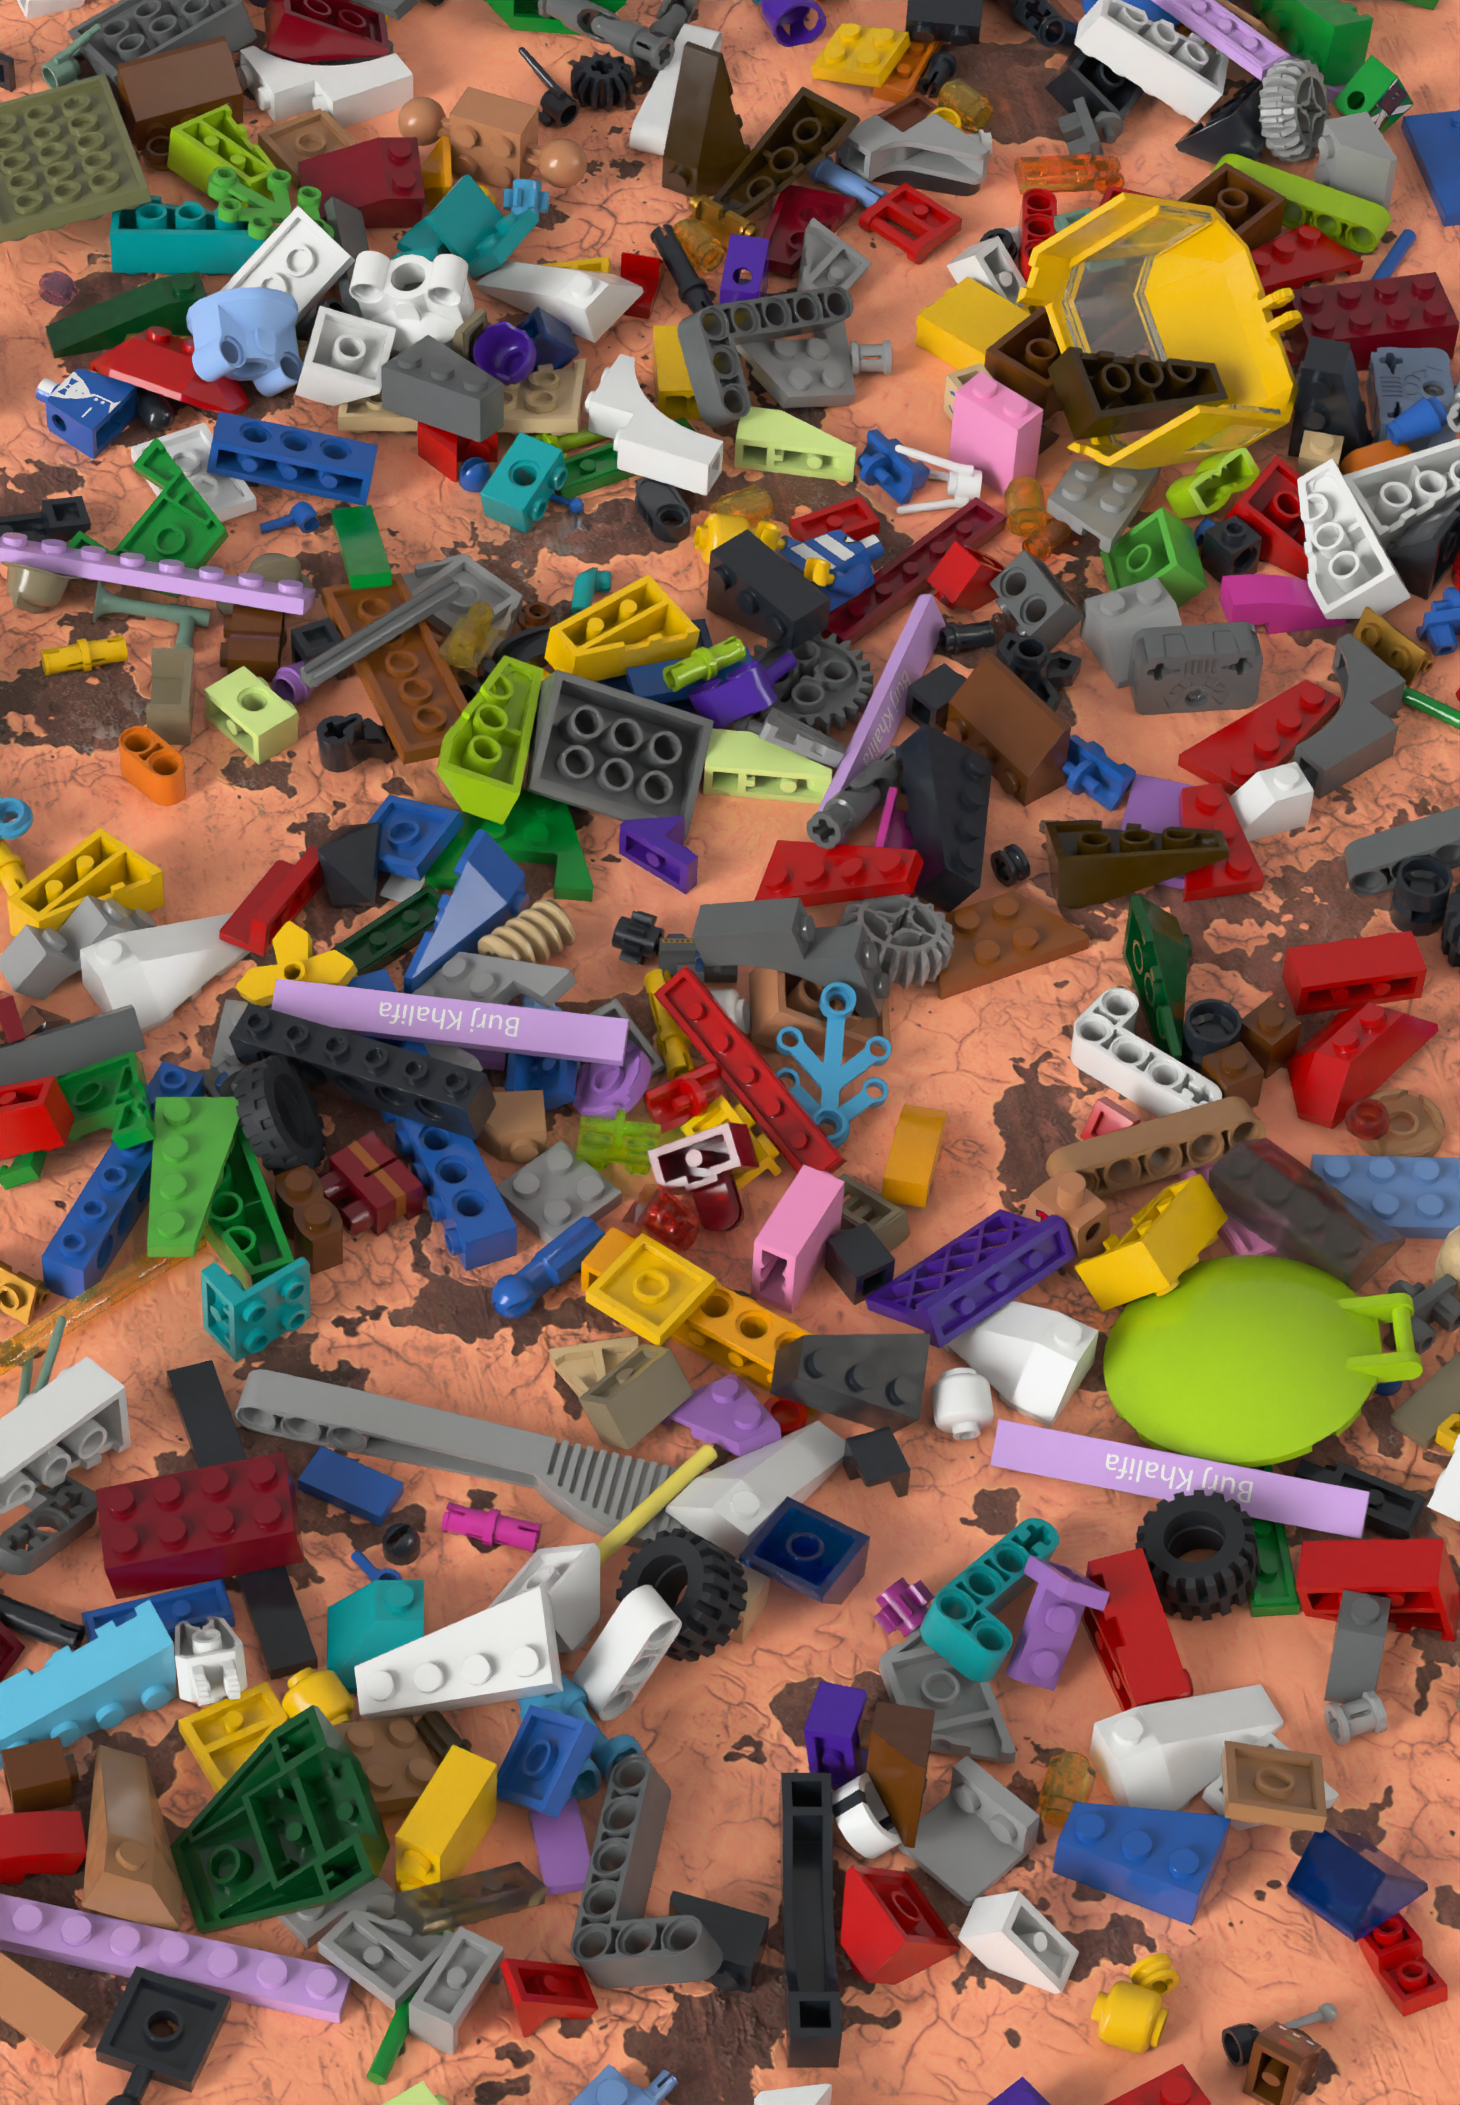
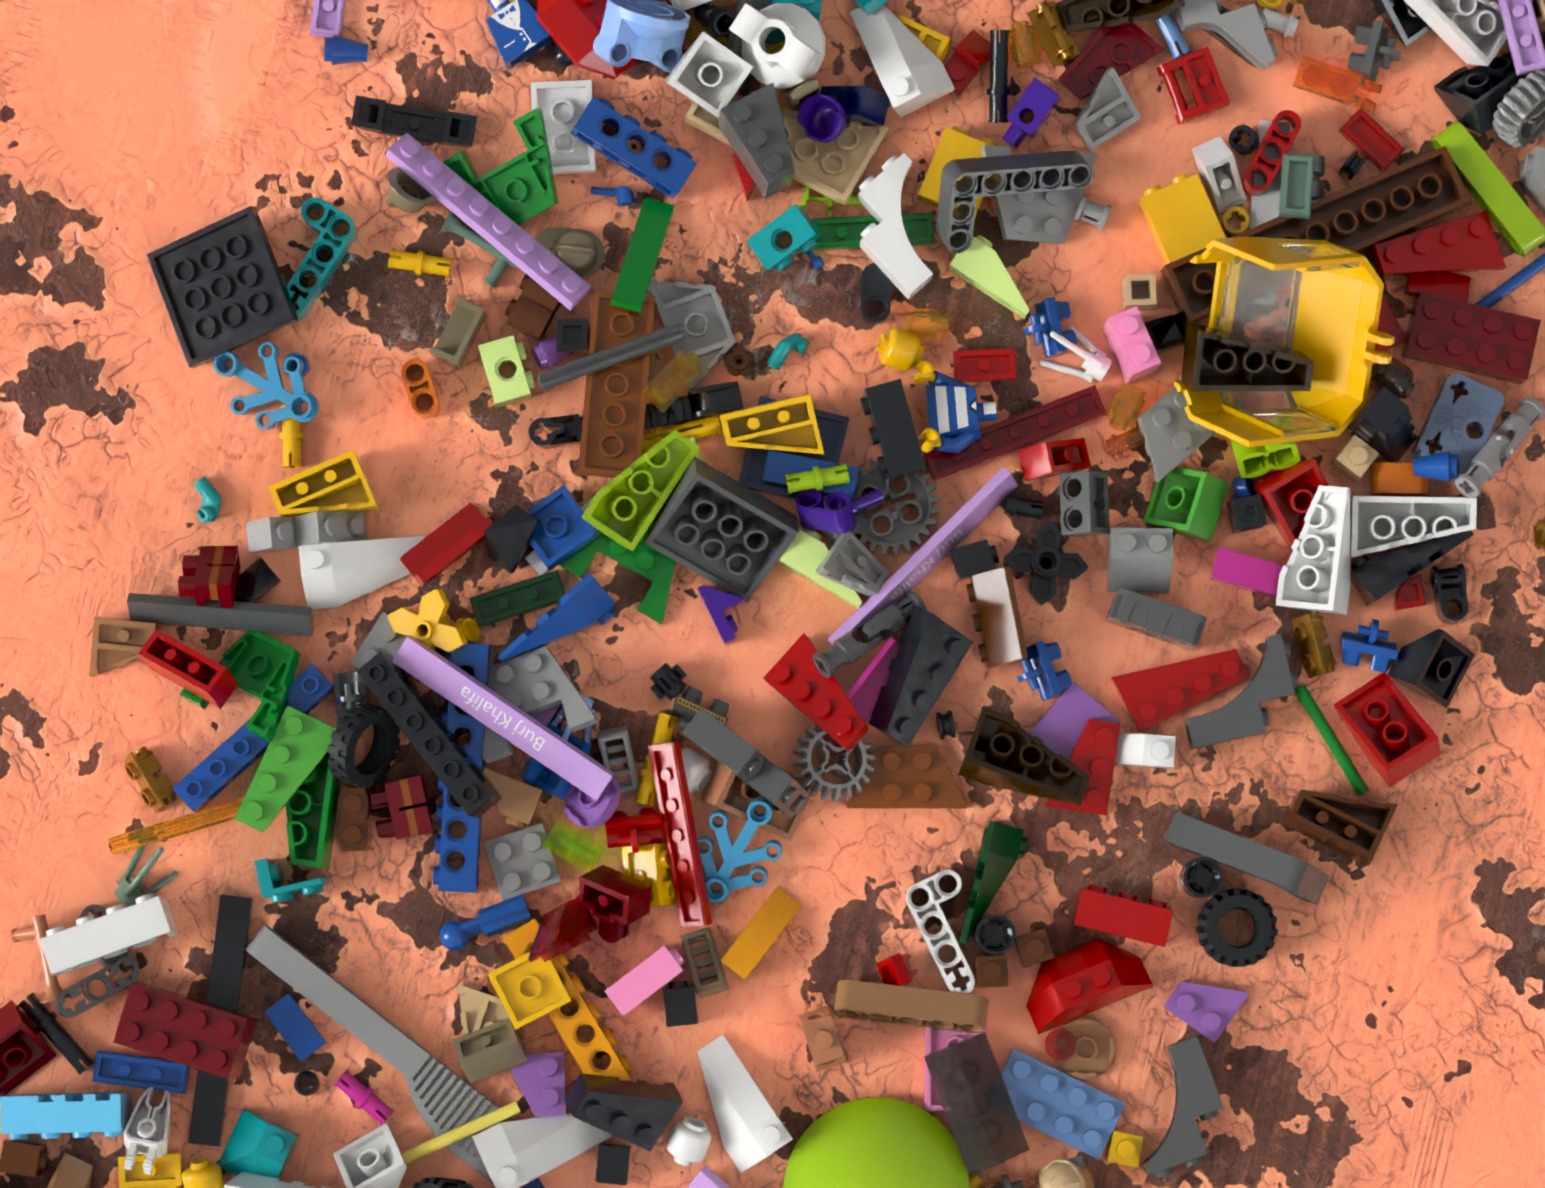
camera: 30 degrees right, 35 degrees up
(371, 1571) = (281, 1099): blue hand -> none
(474, 474) = (762, 209): blue hinge -> none
(531, 934) = (596, 652): tan piece -> none
(976, 1292) = (752, 1071): dark purple fence -> none
(1158, 1246) = (870, 1085): yellow wedge -> none

